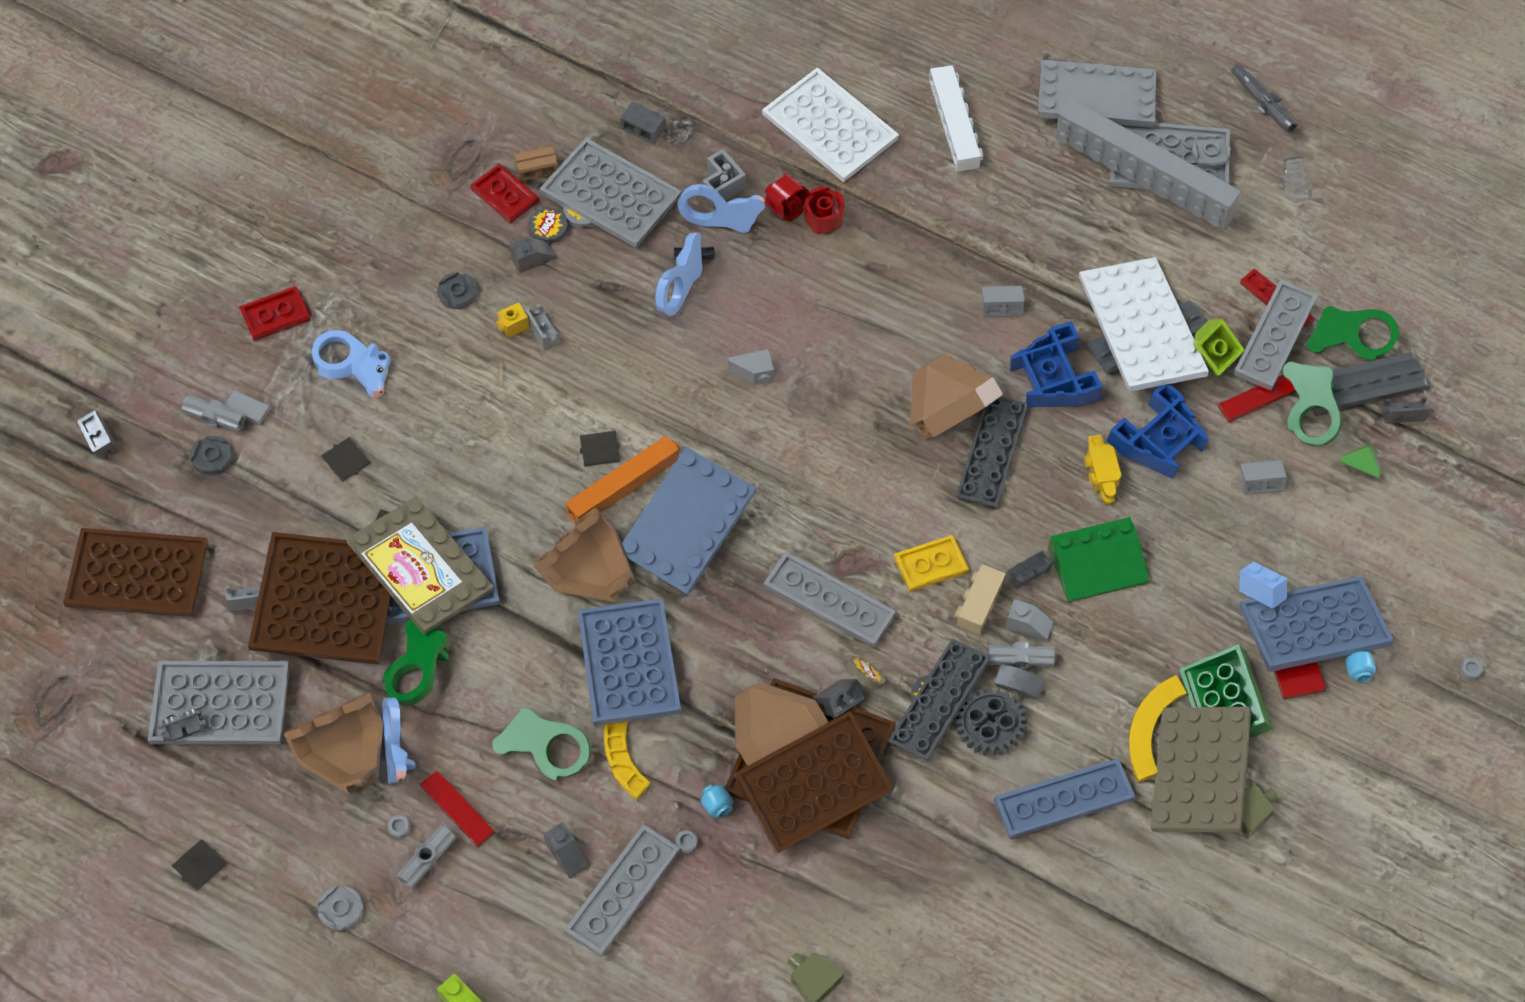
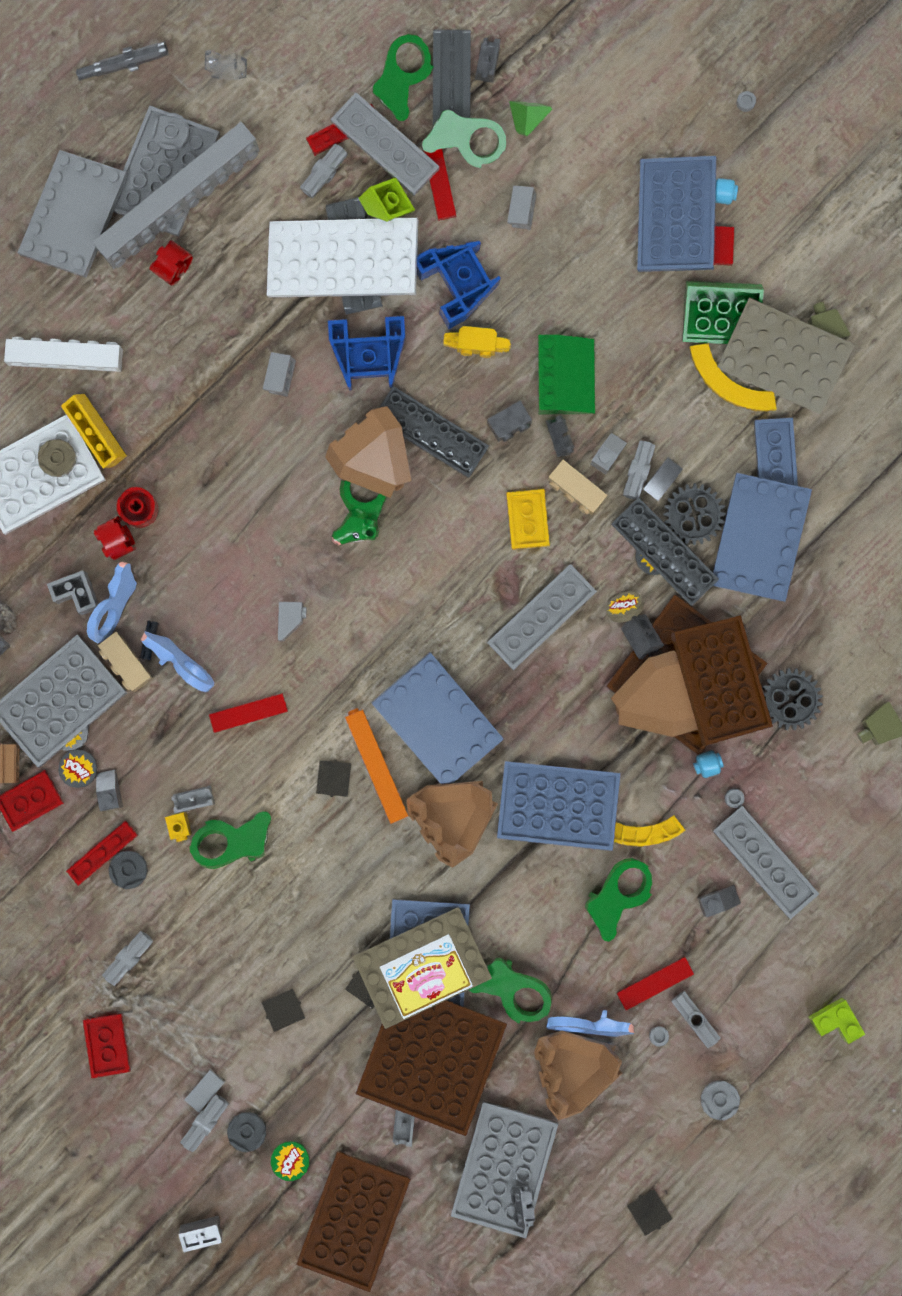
camera: 70 degrees left, 25 degrees up
(189, 500) = (290, 1160): none -> tile
(364, 363) = (184, 973): light blue animal -> none
(367, 308) = (127, 958): none -> light grey piece
(468, 264) = (102, 853): none -> red tile
(511, 377) = (242, 842): none -> green animal
(646, 356) = (248, 713): none -> red tile
(664, 237) = (124, 662): none -> tan brick
(828, 858) = (801, 713): none -> dark grey gear
(850, 133) = (56, 458): none -> dark tan tile
(876, 411) = (361, 520): none -> green animal
(888, 156) = (93, 431): none -> yellow brick
(988, 794) = (761, 536): none -> sand blue plate
(1029, 518) = (509, 421): none -> flat silver brick
(1079, 180) = (171, 262): none -> red brick
(1226, 290) = (323, 171): none -> light grey piece
(1263, 585) = (632, 245): light blue brick -> none

